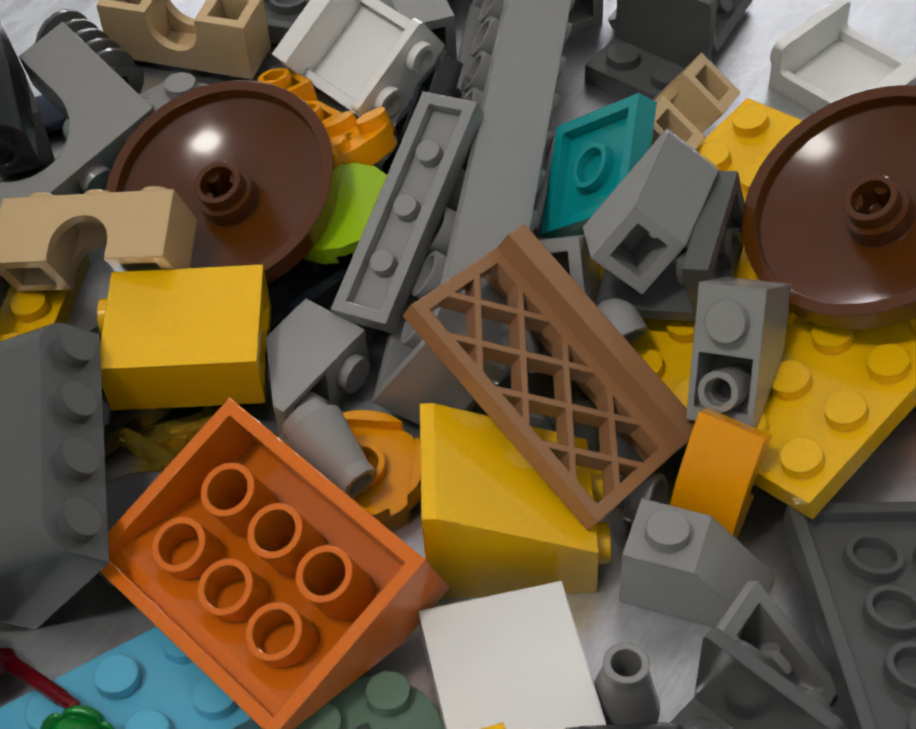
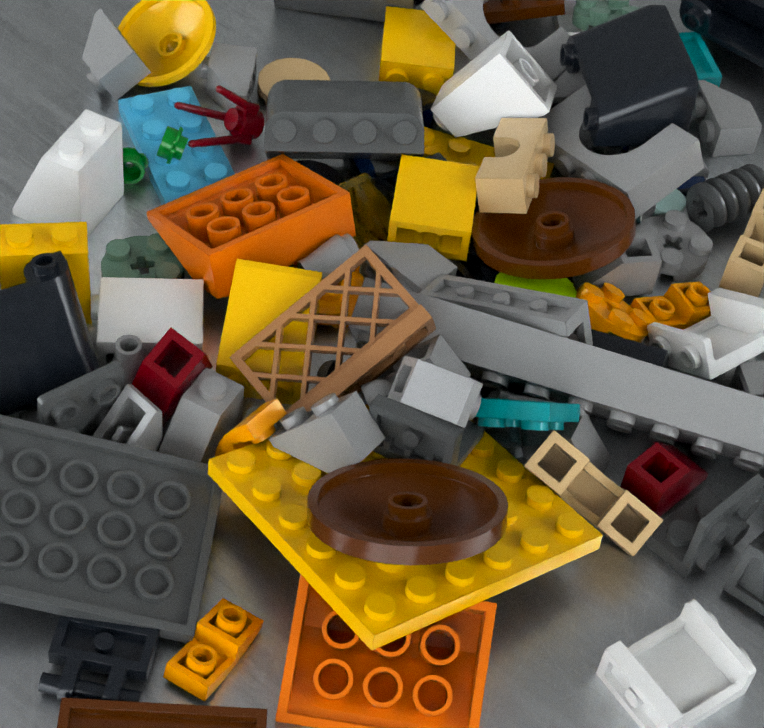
camera: 90 degrees right, 0 degrees up
(605, 77) = (662, 477): none -> dark red slope
(653, 599) = (170, 372): none -> dark red slope

